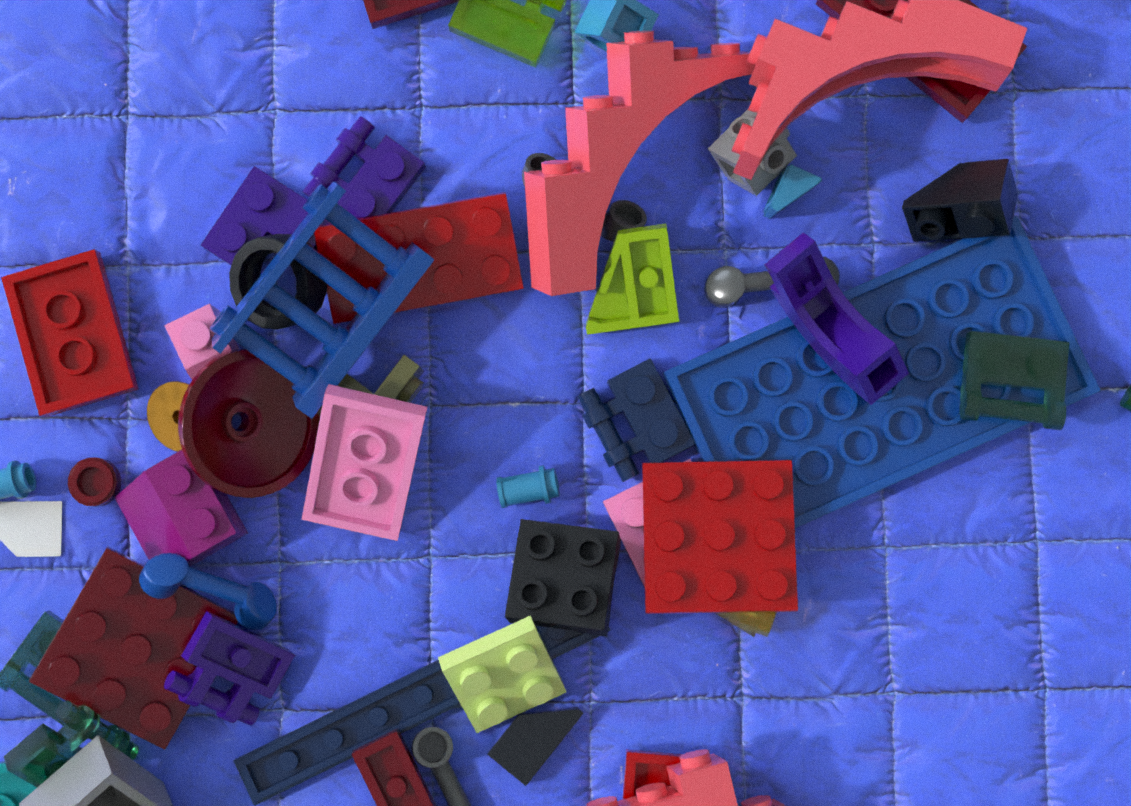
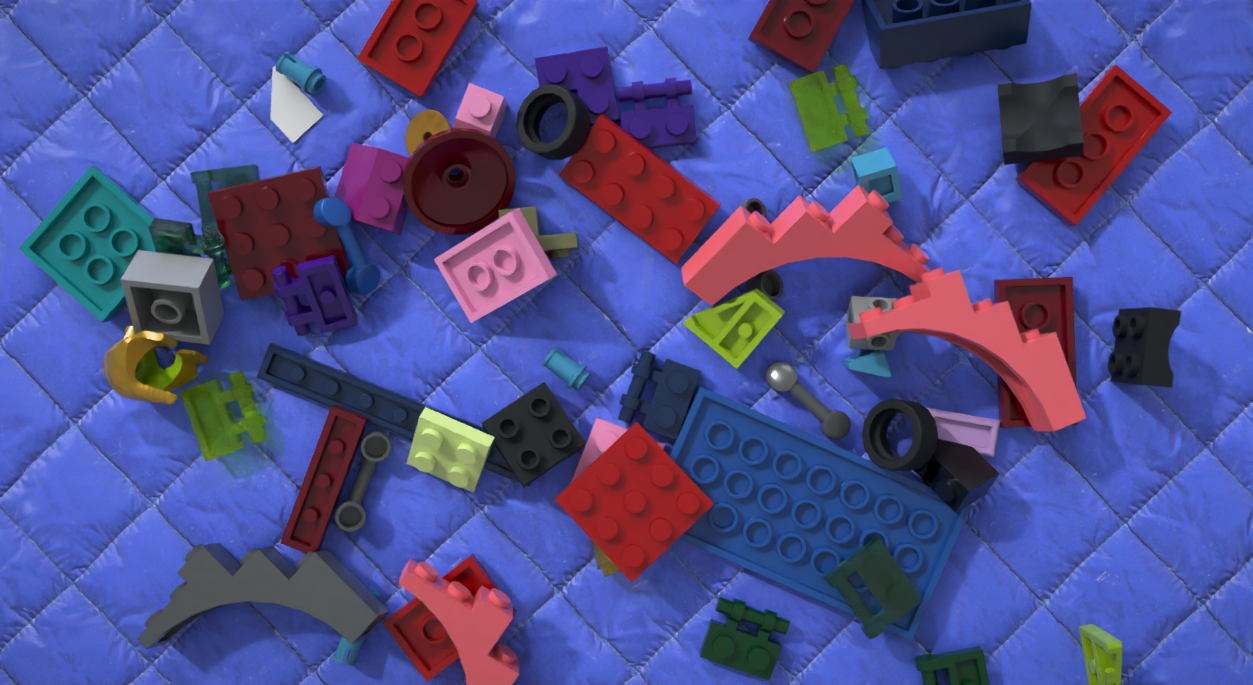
camera: 45 degrees right, 5 degrees up
(94, 482) = (349, 123): dark red tile -> none
(341, 344) = (586, 189): blue fence -> none
(532, 740) = (430, 497): black tile -> none
(831, 323) = (812, 458): dark purple arch -> none
(861, 243) = (923, 440): none -> black tyre
(932, 159) = (967, 430): none -> lavender tile
(959, 568) = (740, 648): none -> dark green plate

